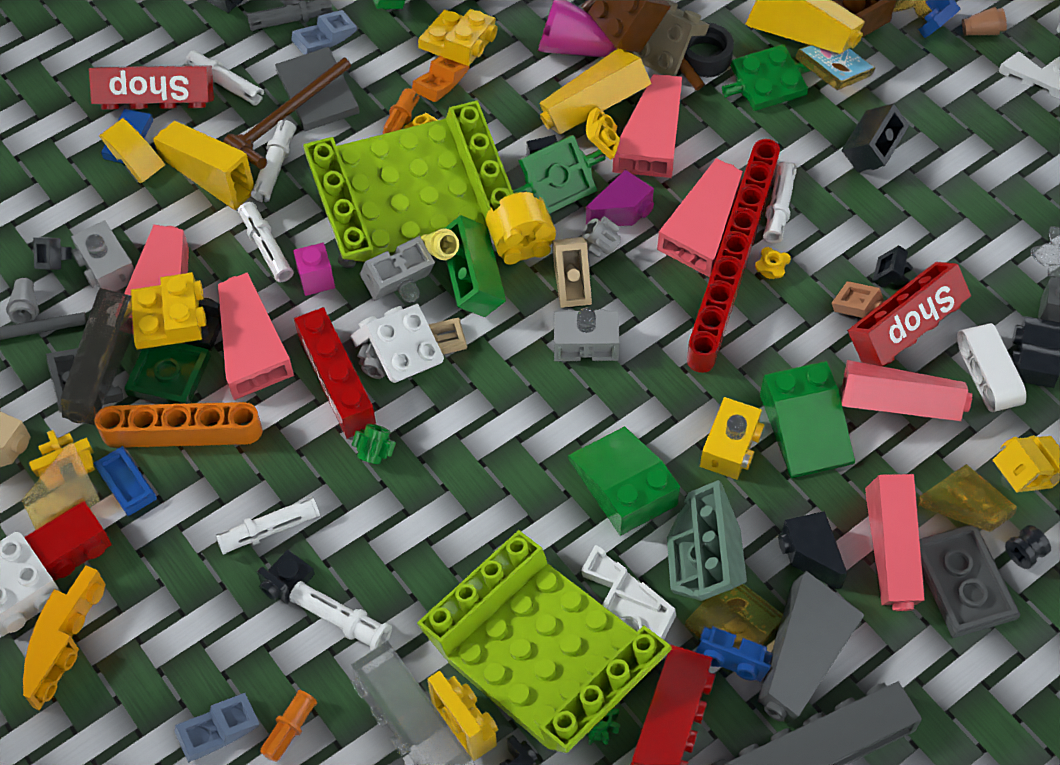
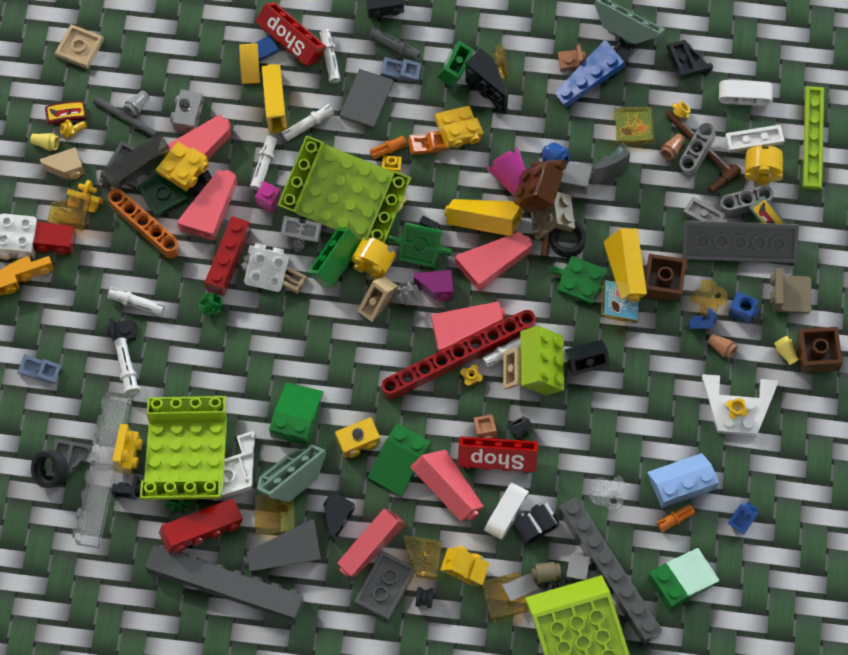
camera: 45 degrees right, 10 degrees up
(49, 253) = (167, 89): black tile -> none
(125, 481) = (101, 229): blue tile -> none
(246, 141) = (301, 101): reddish brown bar -> none
(288, 726) = (64, 393): orange axle -> none
(441, 243) = (326, 235): light yellow cone -> none
(586, 335) = (350, 334): light grey piece -> none
(602, 132) = (459, 241): yellow slope -> none
(748, 661) = (252, 519): blue hinge -> none
(817, 208) = (512, 368): none -> tan slope
(839, 174) = (542, 360): none -> lime brick

